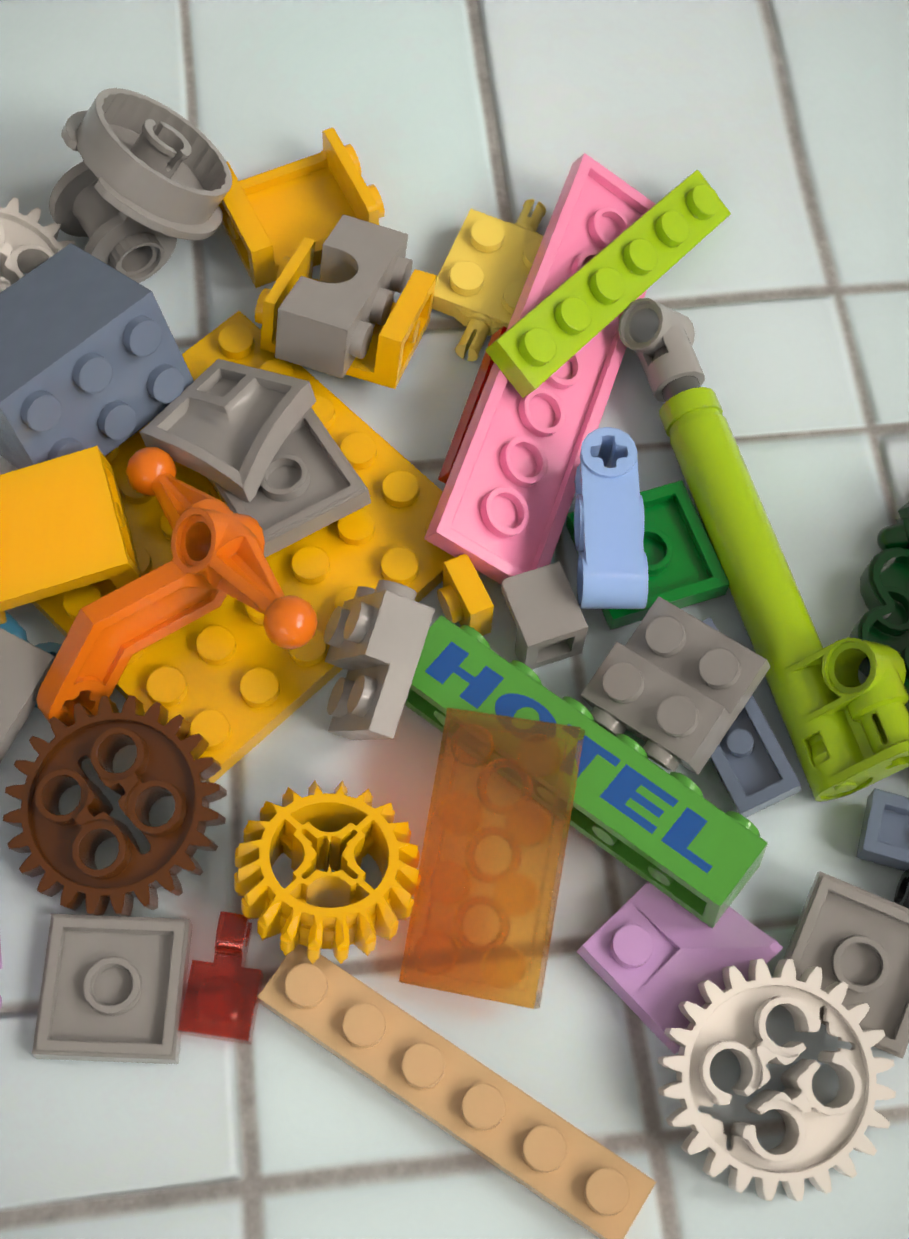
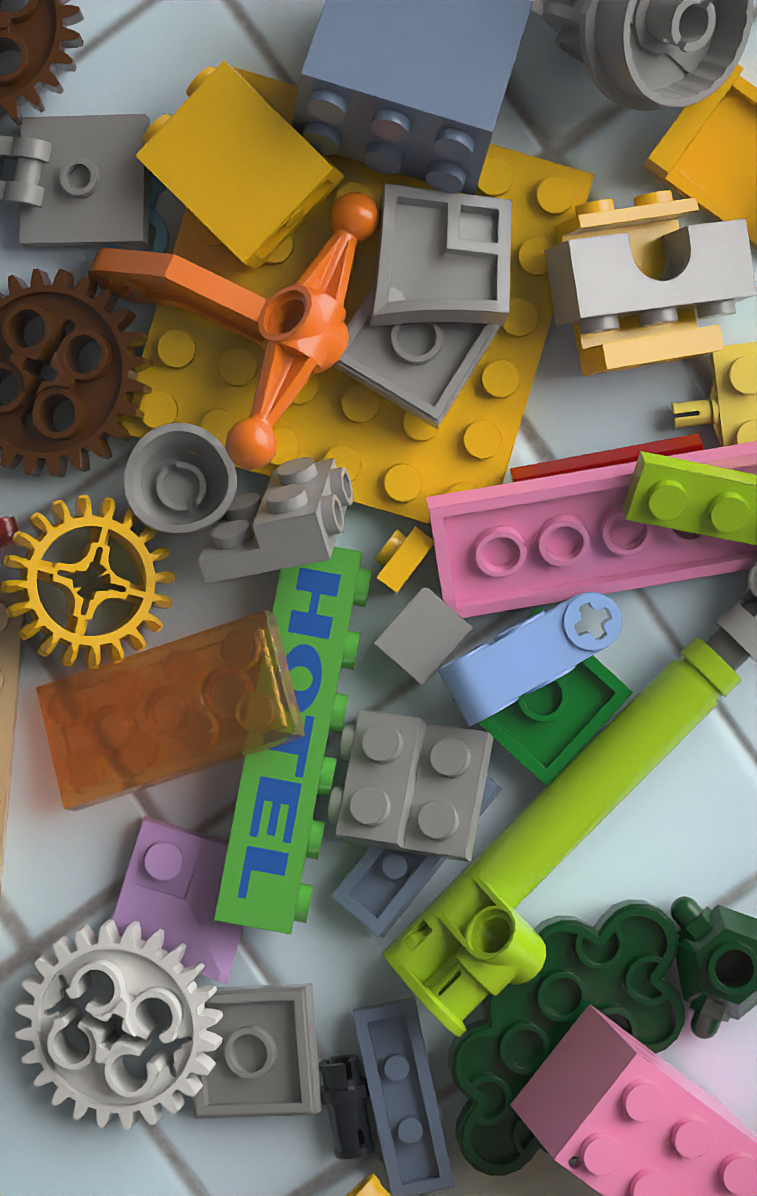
camera: 65 degrees right, 25 degrees up
(296, 742) = (176, 488): none -> light grey helmet

